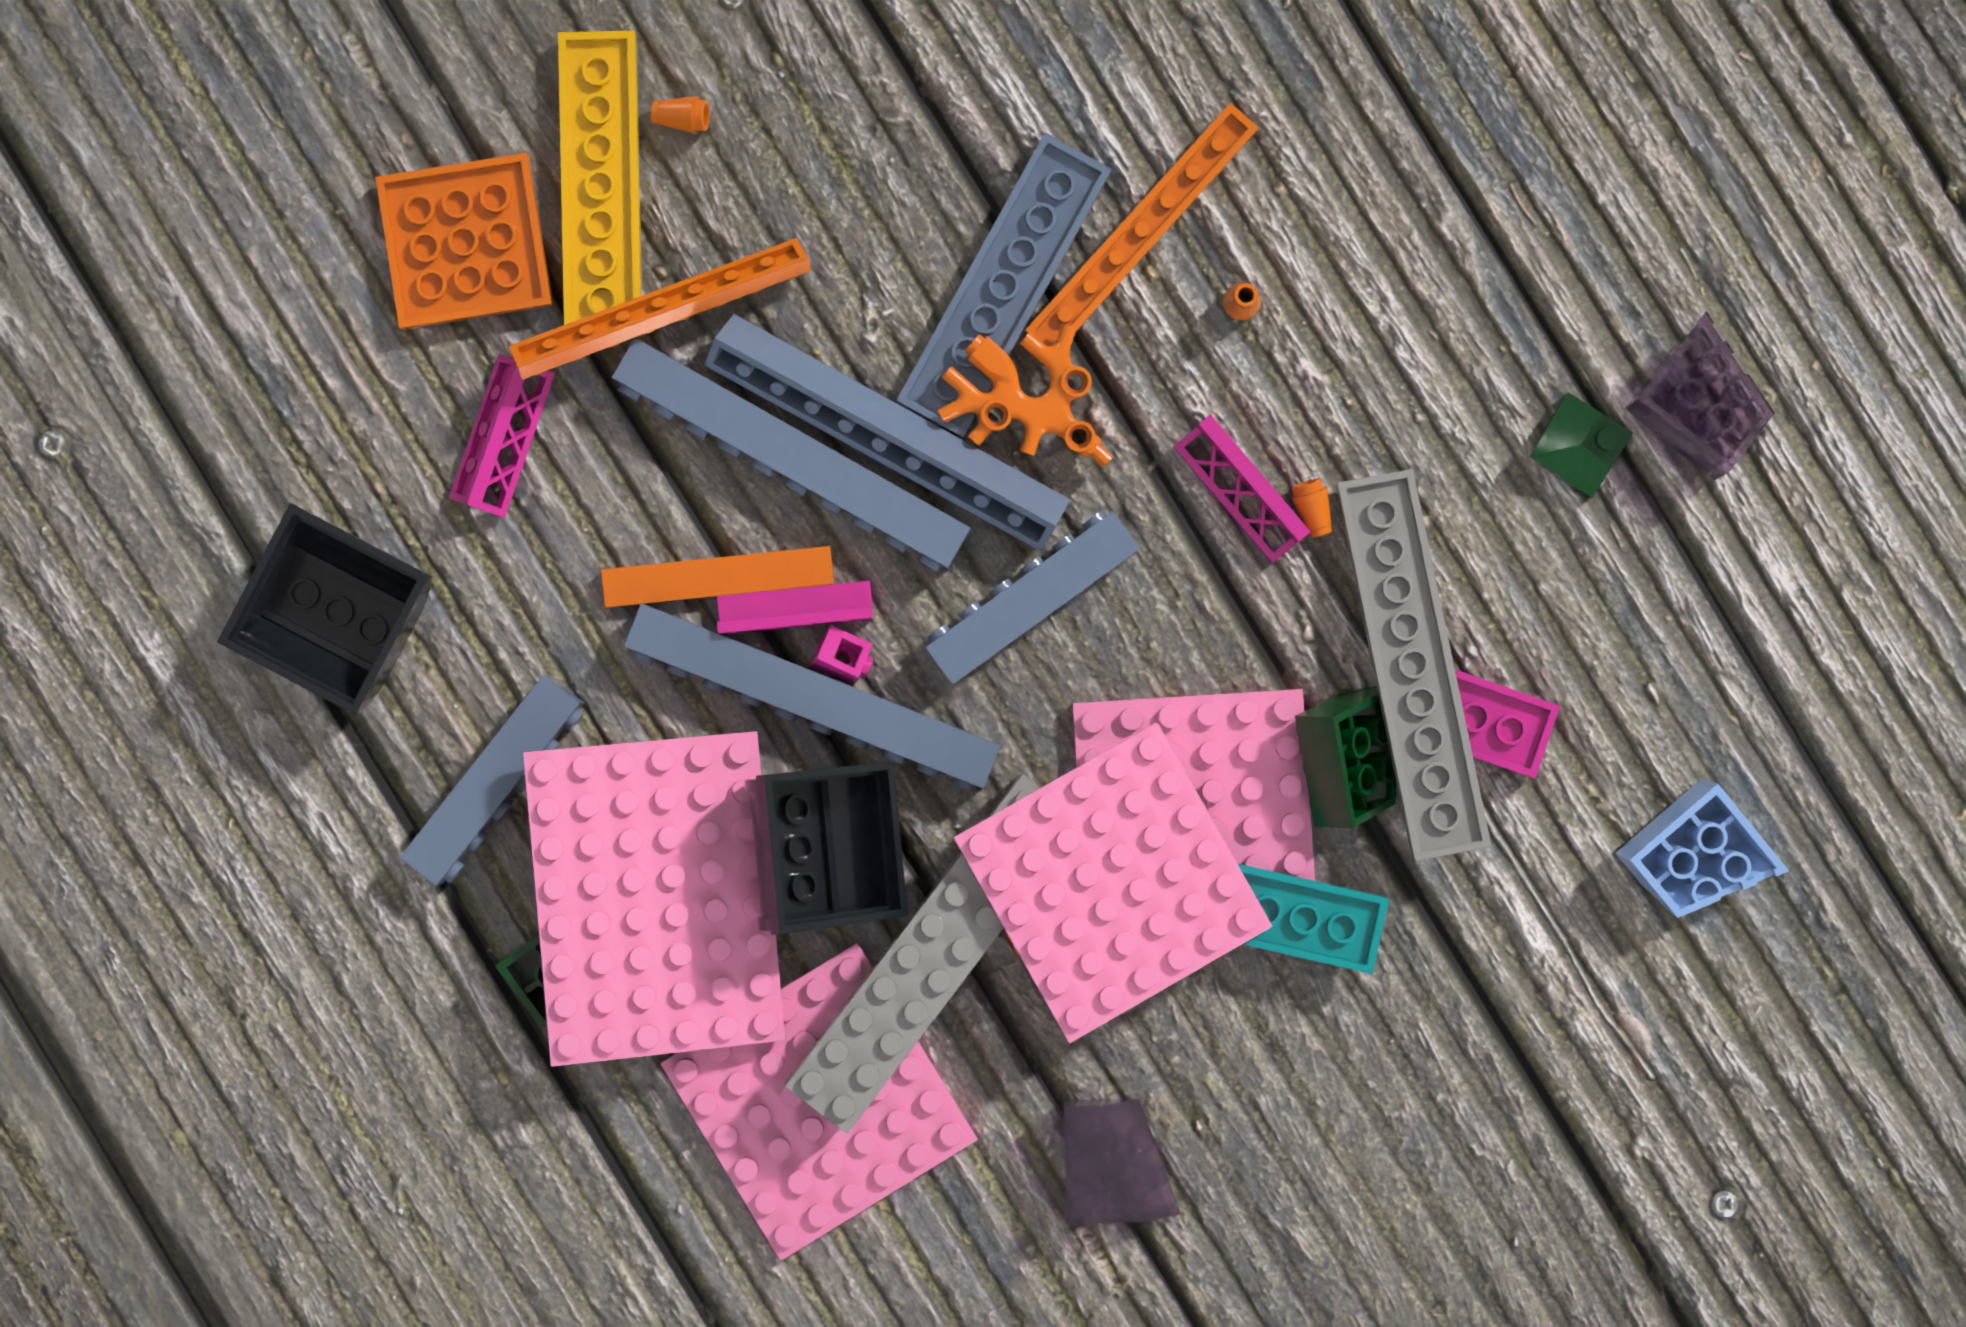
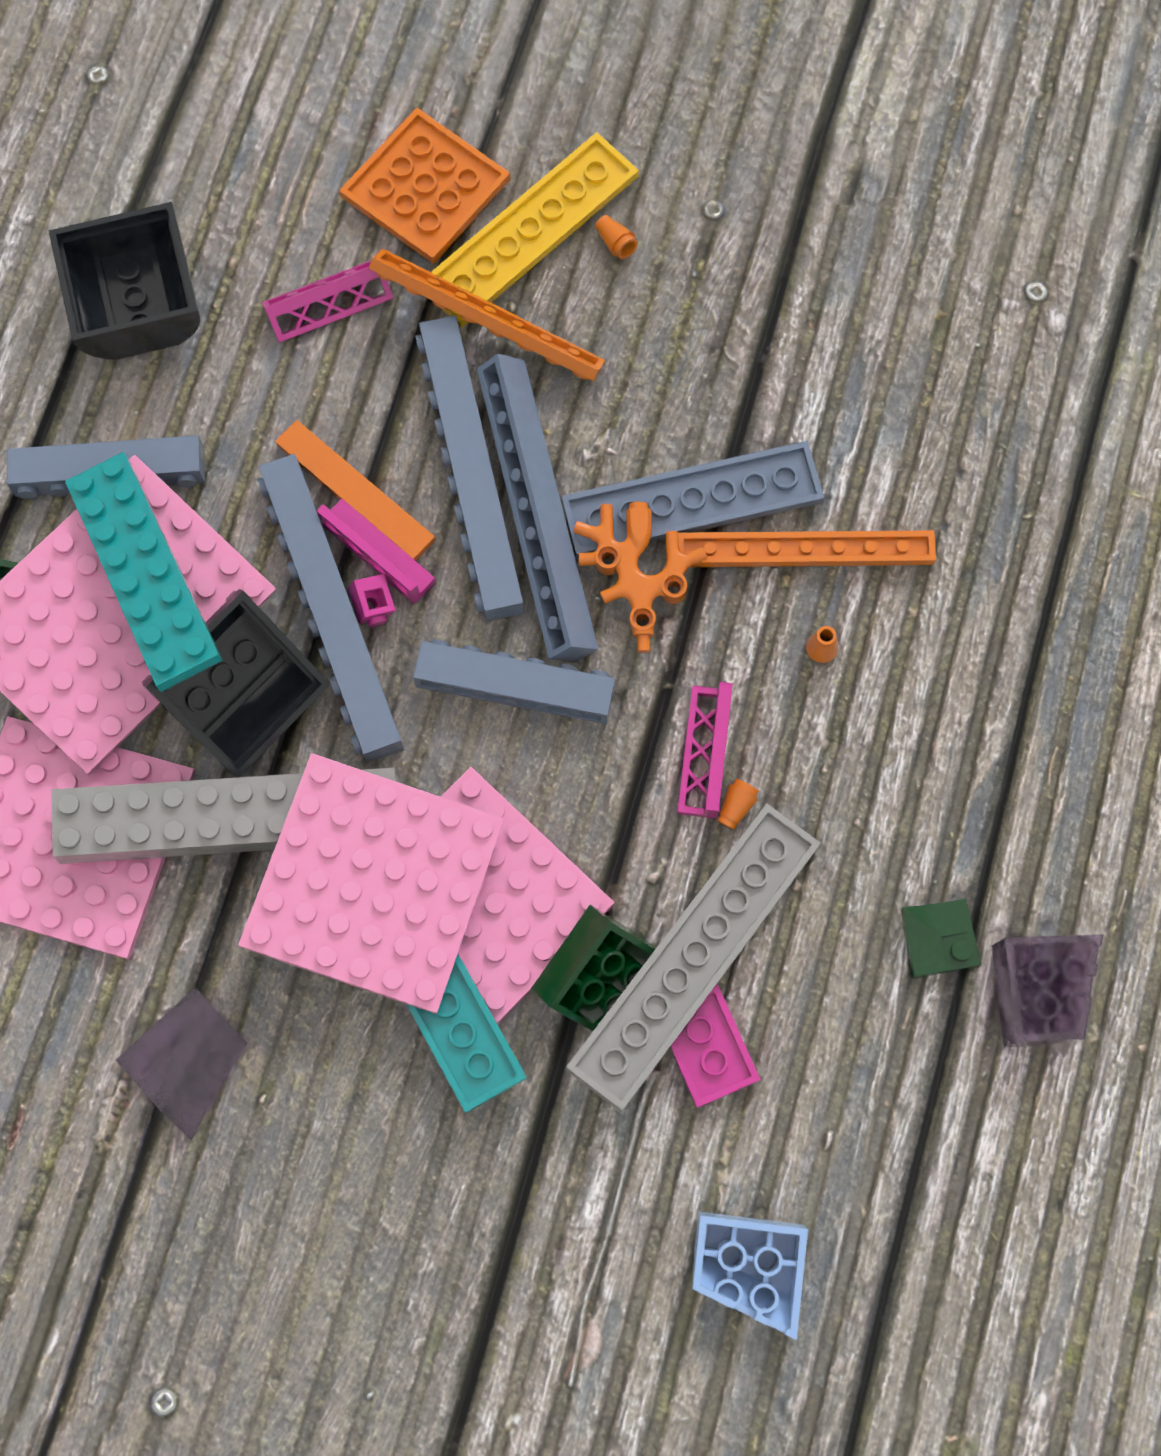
camera: 50 degrees right, 15 degrees down
(658, 844) = (143, 572): none -> teal plate

